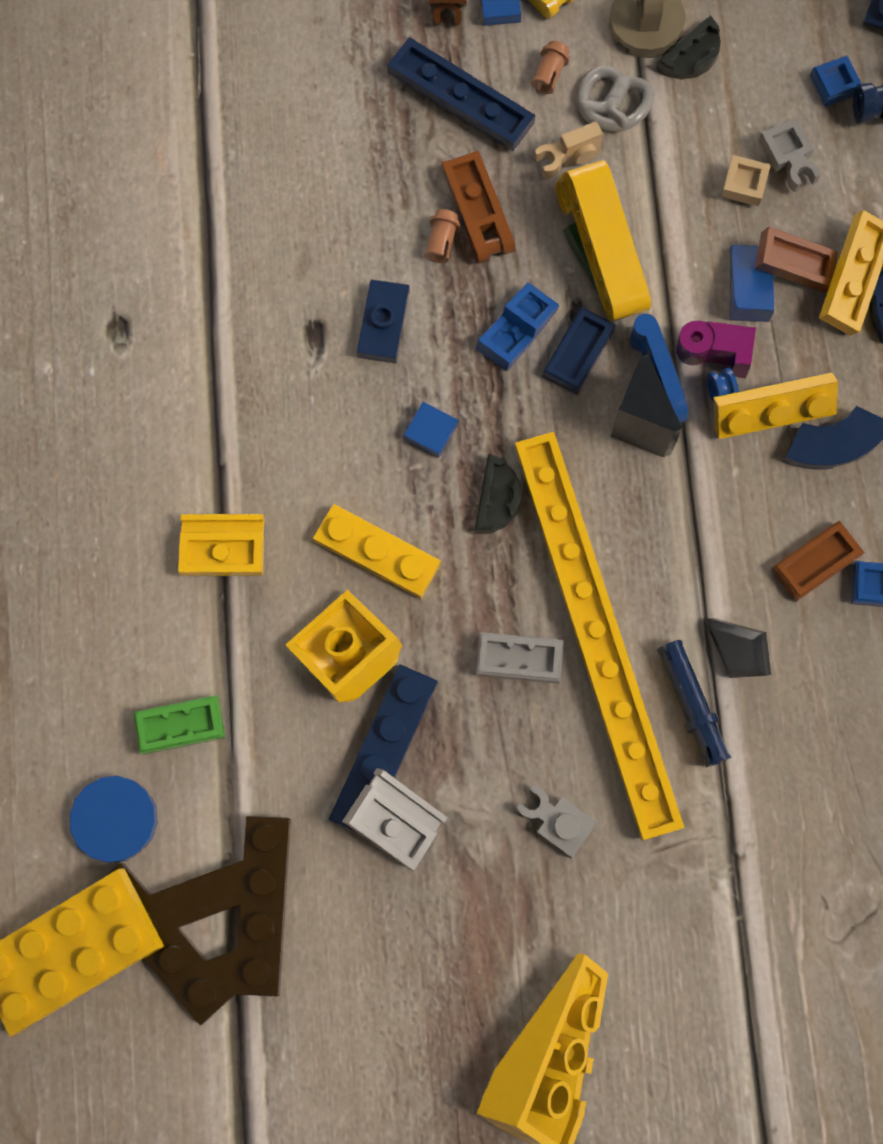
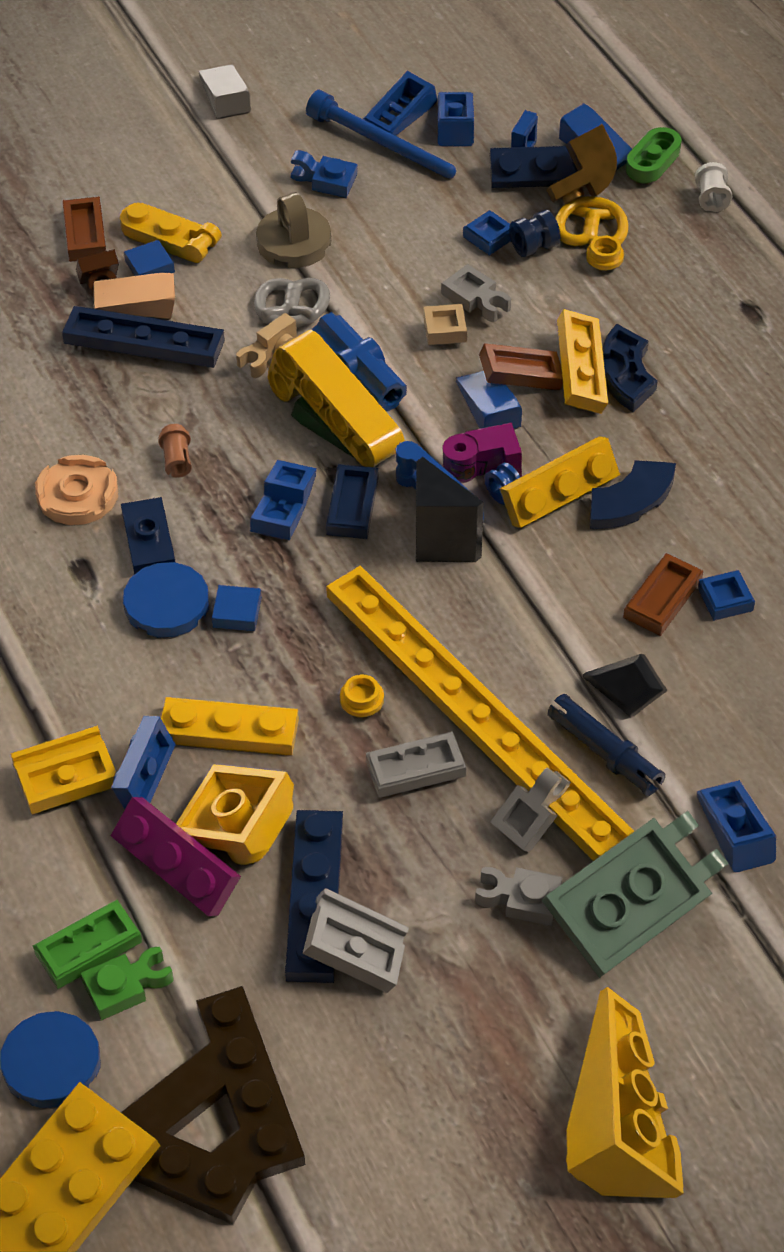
camera: 25 degrees left, 25 degrees down
(192, 770) = (120, 985): none -> bright green plate
(280, 670) = (175, 856): none -> magenta plate
(287, 569) = (144, 761): none -> blue plate
(340, 245) = (76, 490): none -> light nougat tile
(373, 396) = (166, 599): none -> blue tile
(470, 43) = (137, 295): none -> light nougat slope
(478, 205) = (201, 417): dark orange plate -> none
(499, 496) = (330, 642): pearl dark grey tile -> none
(502, 567) = (361, 696): none -> yellow plate
(553, 59) = (220, 287): nougat pin -> none
(593, 749) = (526, 813): none -> light grey plate
(647, 196) = (363, 359): none -> blue piece
(651, 866) = (632, 893): none -> sand green tile
(694, 53) = (348, 250): pearl dark grey tile -> none
(774, 827) = (738, 826): none -> blue slope

